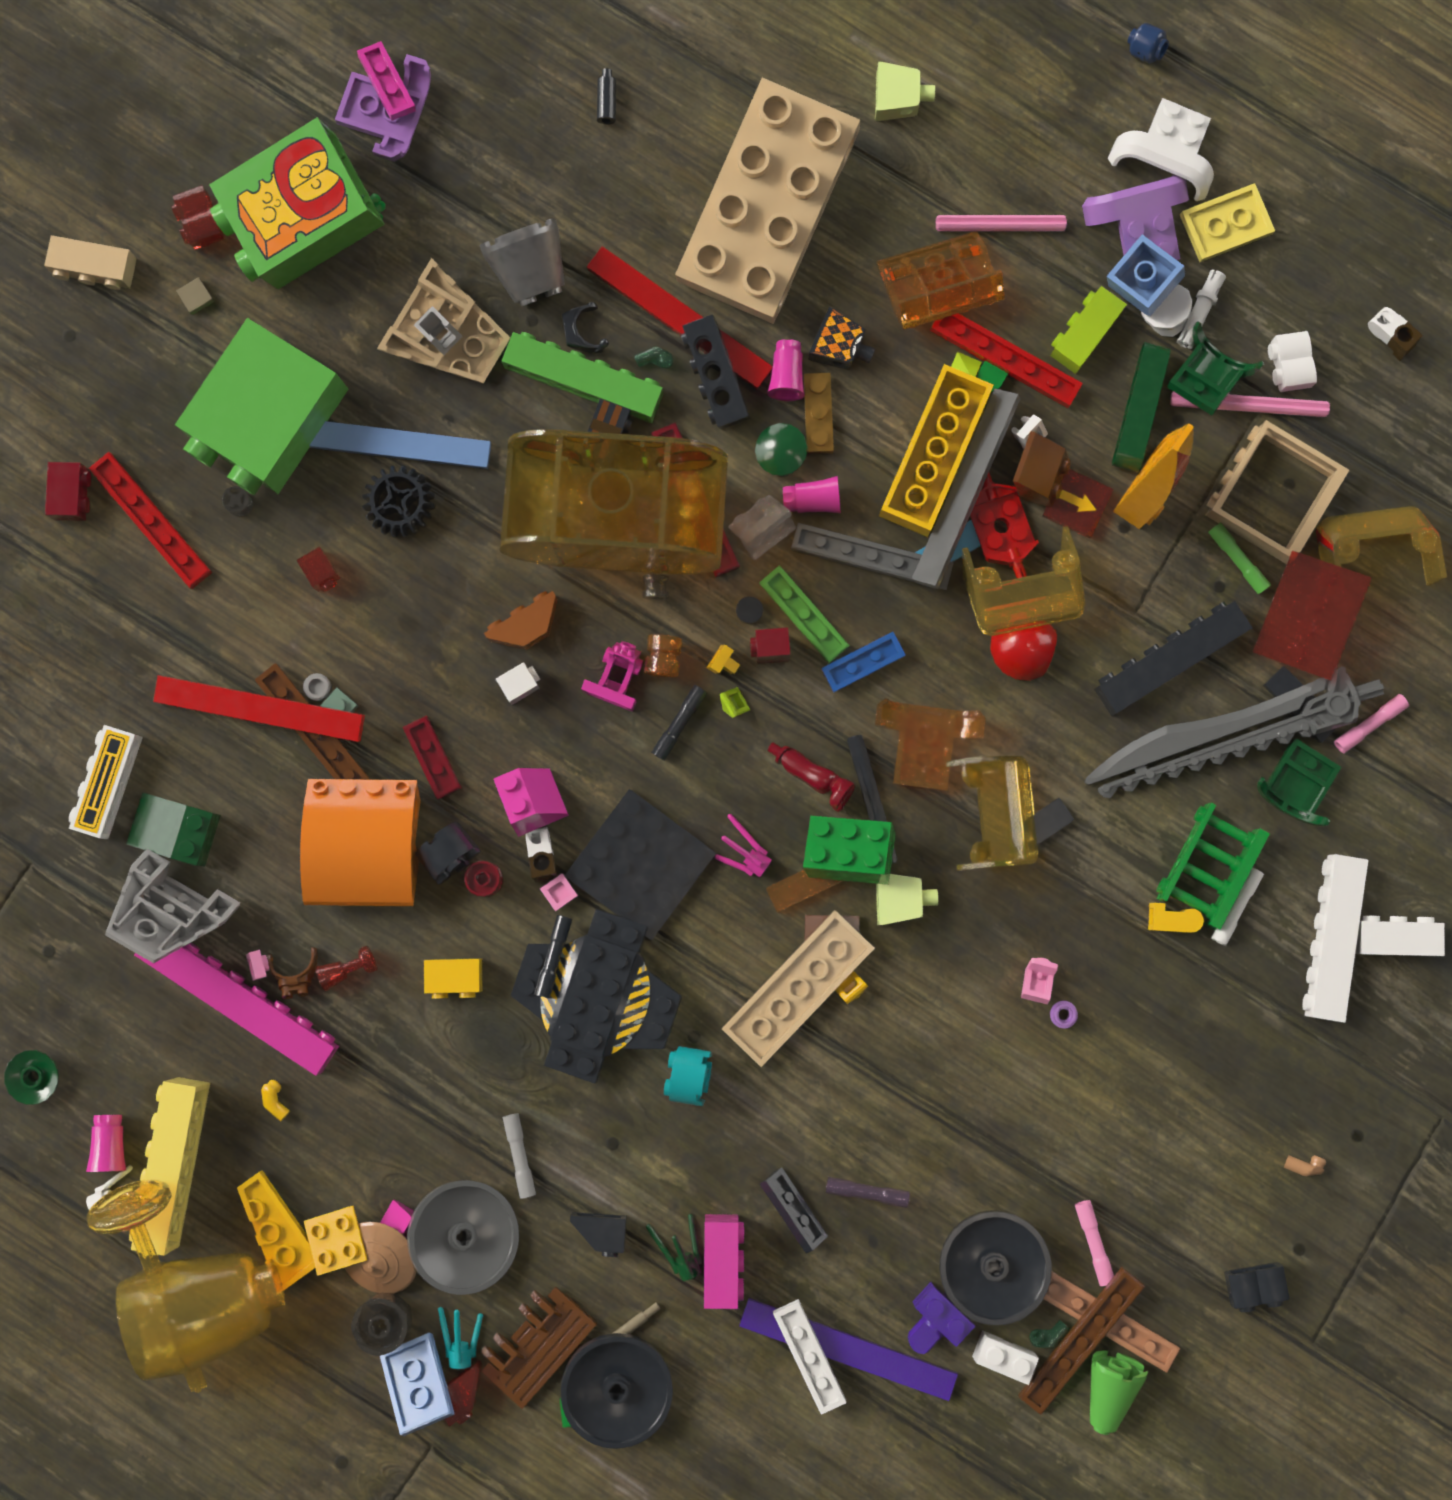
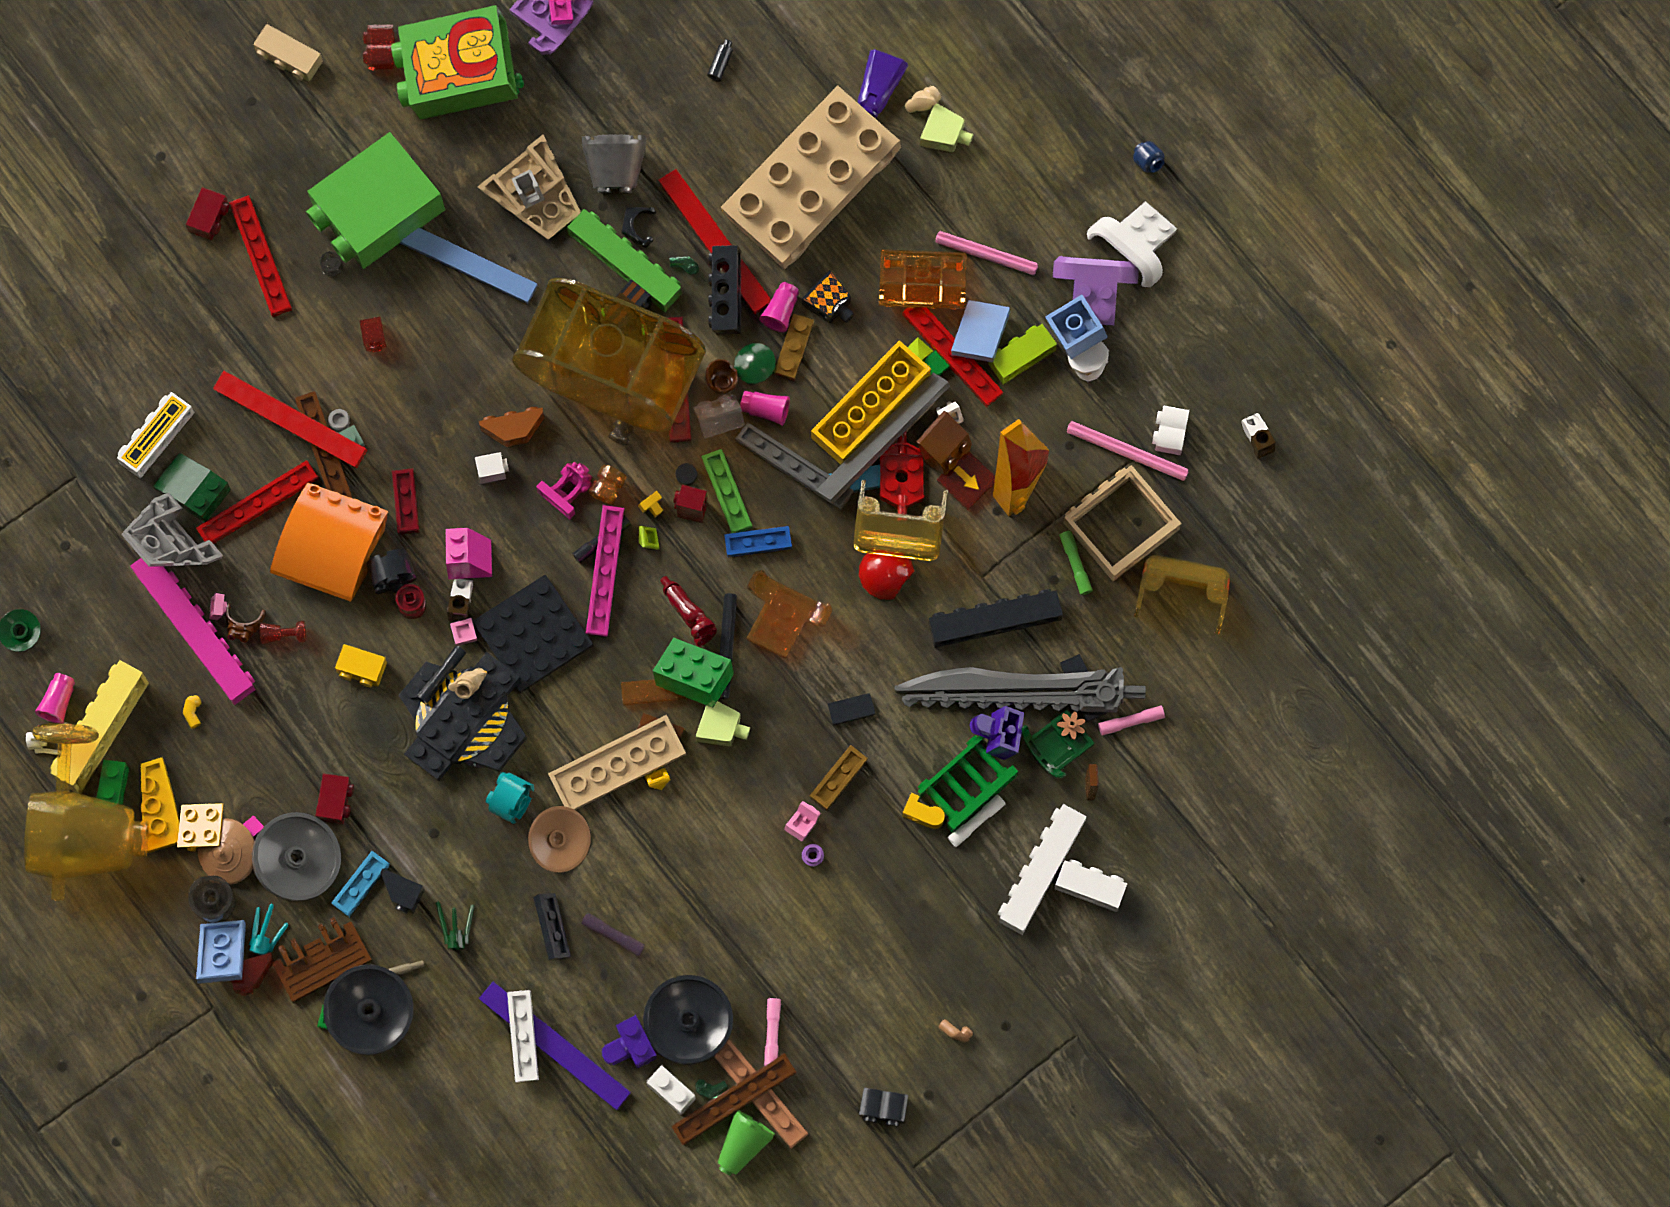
camera: 20 degrees right, 10 degrees down
(195, 296) = (356, 103): dark tan tile -> none
(212, 1226) = (113, 781): none -> green brick
(258, 821) = (257, 503): none -> red tile
(408, 497) = (459, 304): black gear -> none
(481, 1148) = (334, 798): none -> dark red brick
(522, 1172) = (358, 829): light grey piece -> none
(549, 1236) = (360, 884): none -> dark azure tile
(591, 961) = (468, 683): none -> tan animal
(698, 760) = (604, 571): none -> dark pink tile
(723, 1261) = (483, 941): dark pink brick -> none
(748, 479) = (721, 376): none -> reddish brown hair
(755, 861) = (621, 660): dark pink plant -> none
(764, 1103) = (559, 839): none -> medium nougat hat
(802, 54) = (880, 80): none -> dark purple piece
(862, 64) = (923, 100): none -> tan animal
(1004, 811) = (825, 685): clear yellow windscreen -> none
(1032, 319) = (980, 331): none -> medium blue tile
(1060, 912) = (838, 777): none -> pearl gold plate
(1141, 407) = (1052, 409): dark green beam -> none
(1205, 300) = (1122, 361): white pin -> none
(1209, 374) = (1101, 416): dark green piece -> none
(1227, 222) = (1160, 310): light yellow plate -> none
(1233, 792) = (1001, 730): none -> dark purple brick
(1305, 758) = (1069, 728): none -> nougat plant
(1312, 615) = (1110, 619): clear red plate -> none
(1364, 819) = (1091, 782): none -> reddish brown tile

